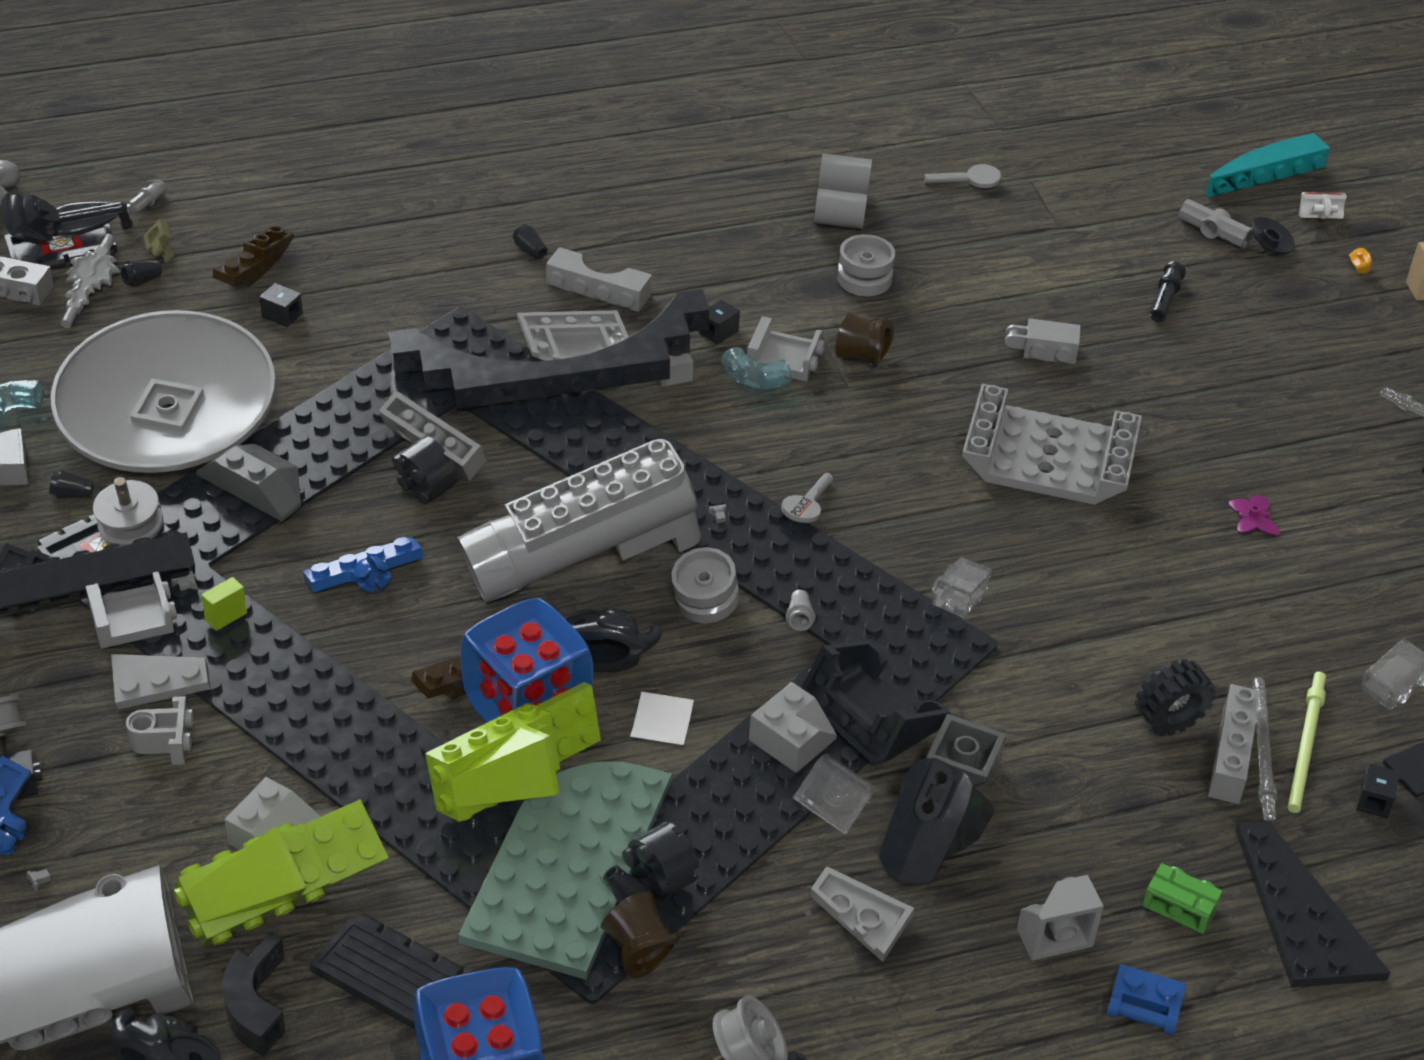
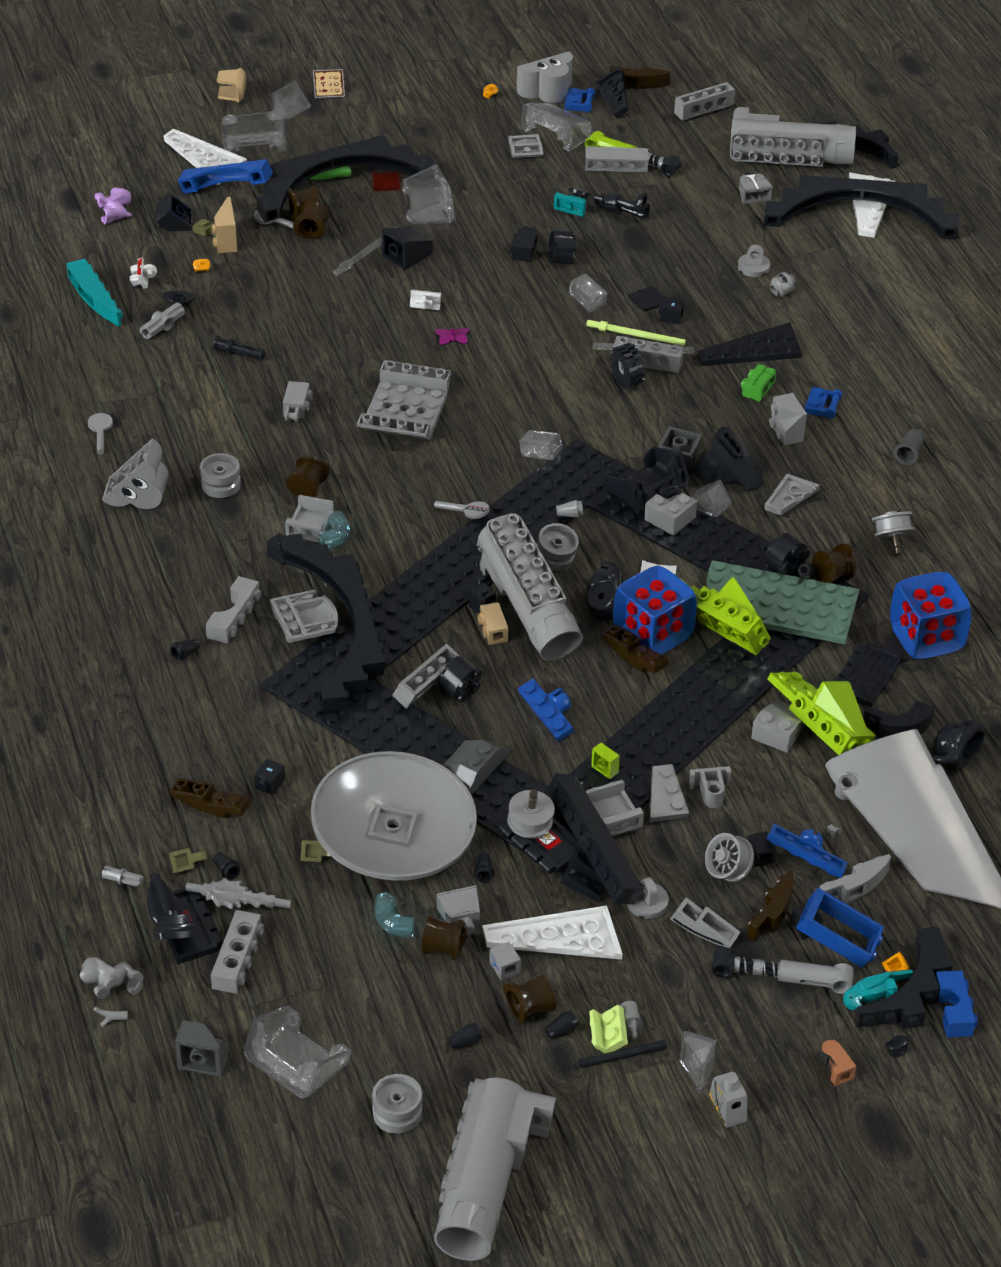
camera: 90 degrees left, 0 degrees up
(1331, 481) = (425, 299): none -> white hips

